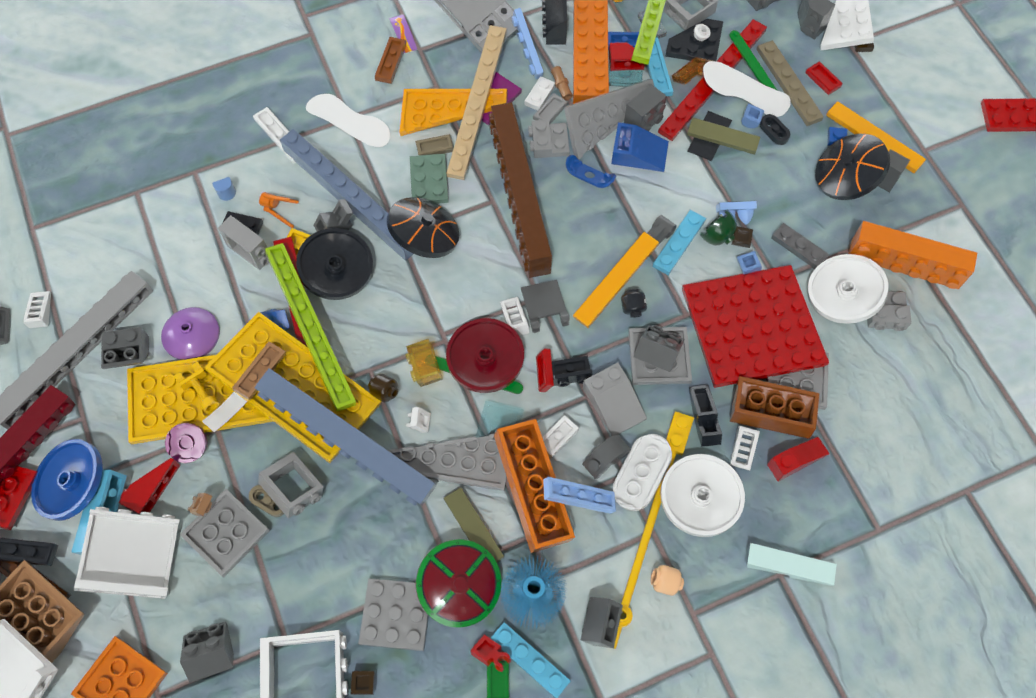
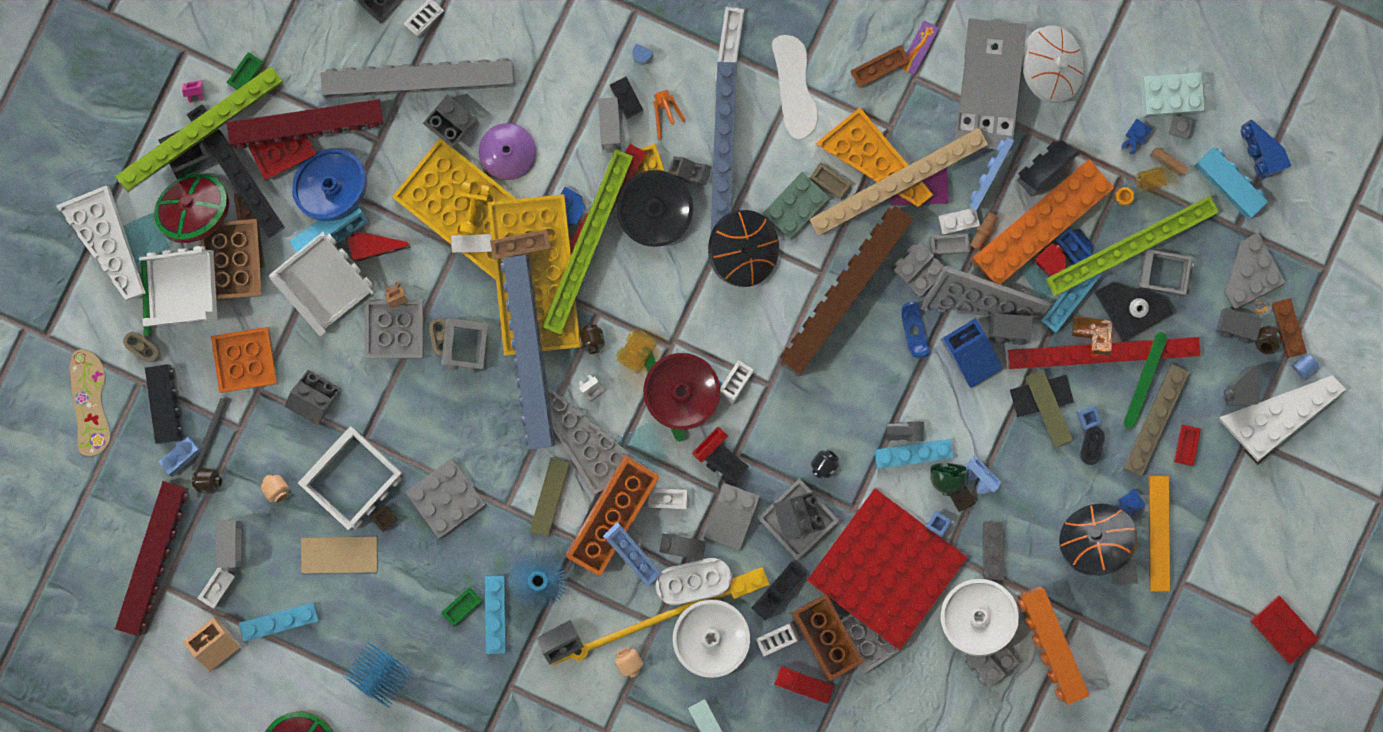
camera: 45 degrees right, 20 degrees up
(186, 442) = (427, 238): tile -> none
(458, 583) = (501, 523): dish -> none
(489, 651) = (475, 583): red plate -> none
(544, 301) = (768, 393): dark grey flag -> none
(616, 279) = (833, 434): light orange tile -> none
(735, 83) = (1104, 377): white sticker -> none

